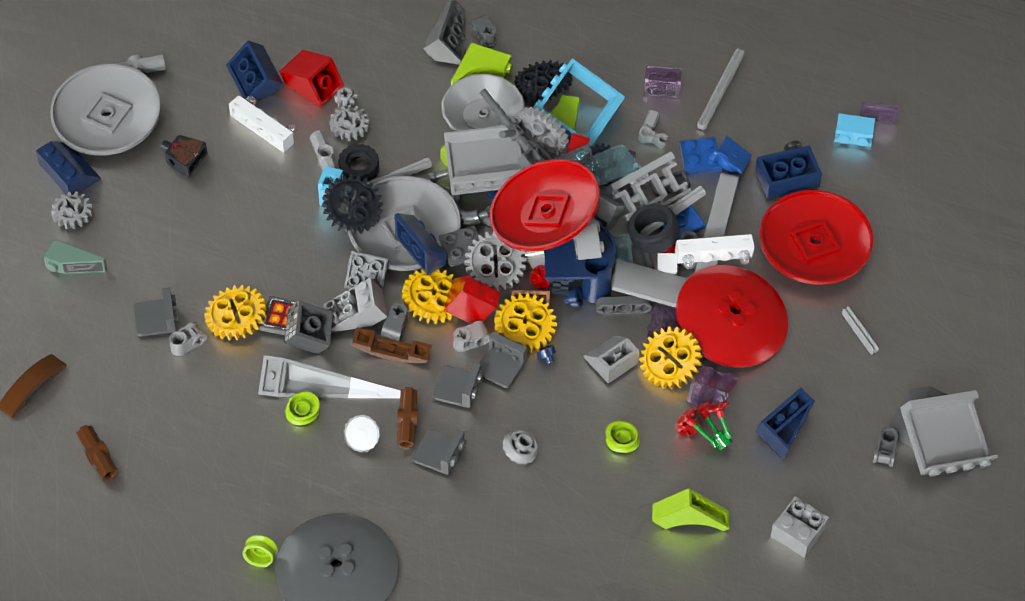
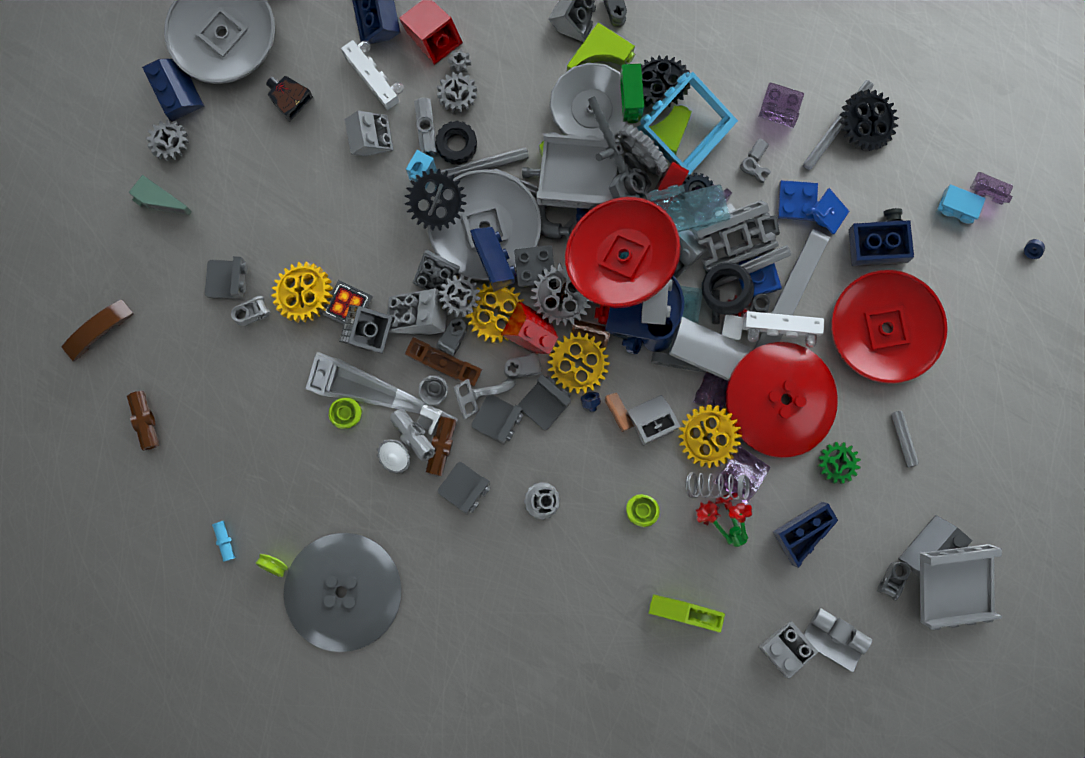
camera: 15 degrees right, 25 degrees up
(203, 543) = (223, 541): none -> medium azure pin
(270, 170) = (368, 133): none -> light grey slope
(376, 409) = (412, 434): none -> light grey piece
(387, 370) = (433, 390): none -> light grey hair
(389, 395) = (429, 417): none -> white panel
(394, 281) = (460, 303): none -> light grey gear
(429, 368) = (474, 394): none -> light grey piece
(518, 83) = (631, 93): none -> green window
(575, 359) = (619, 412): none -> nougat slope
(668, 408) = (697, 486): none -> light grey piece
(748, 78) = (868, 120): none -> black gear
(797, 354) = (840, 454): none -> green gear
(847, 510) = (837, 639): none -> light grey panel
(933, 153) = (1034, 249): none -> dark blue tile

